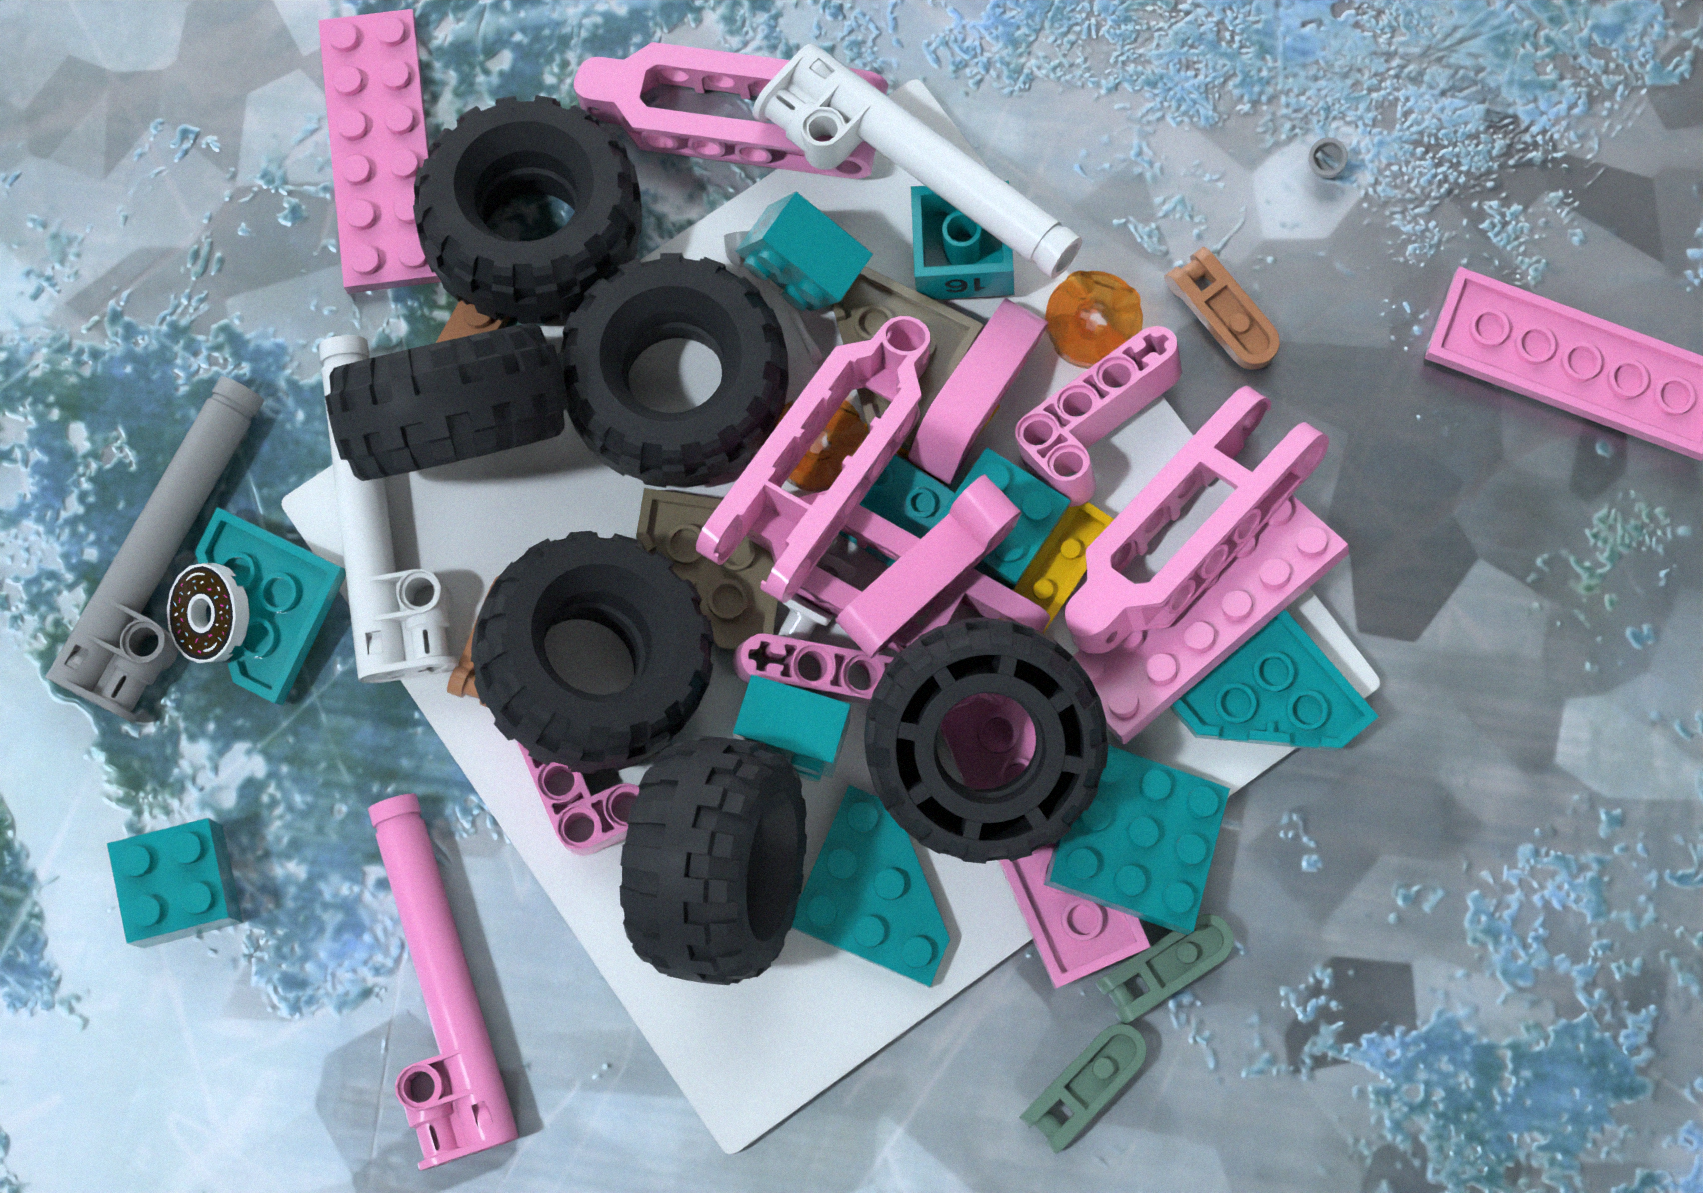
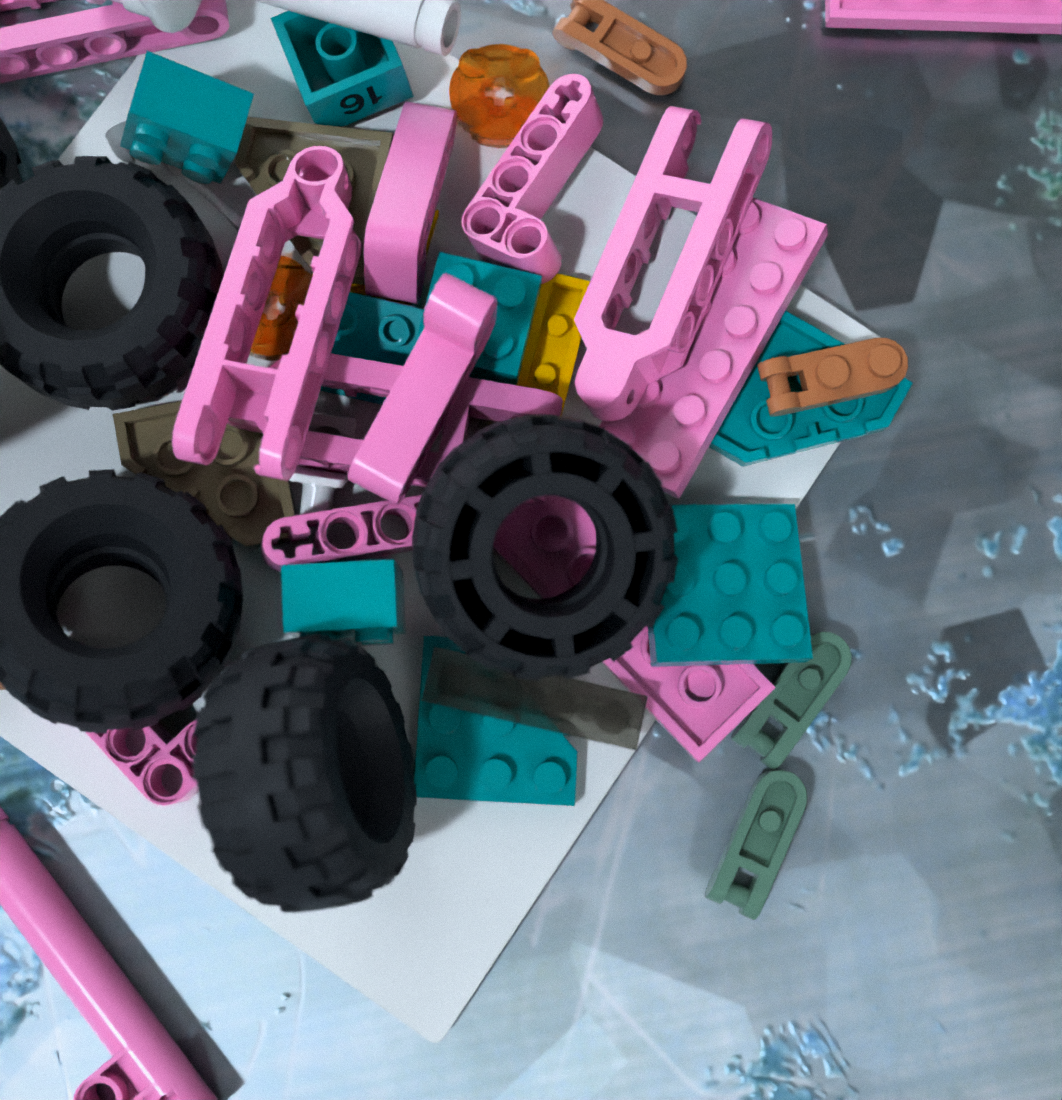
camera: 25 degrees left, 5 degrees up
(929, 876) = (550, 704): none -> clear smoke plate
(1306, 683) = (833, 375): none -> nougat plate

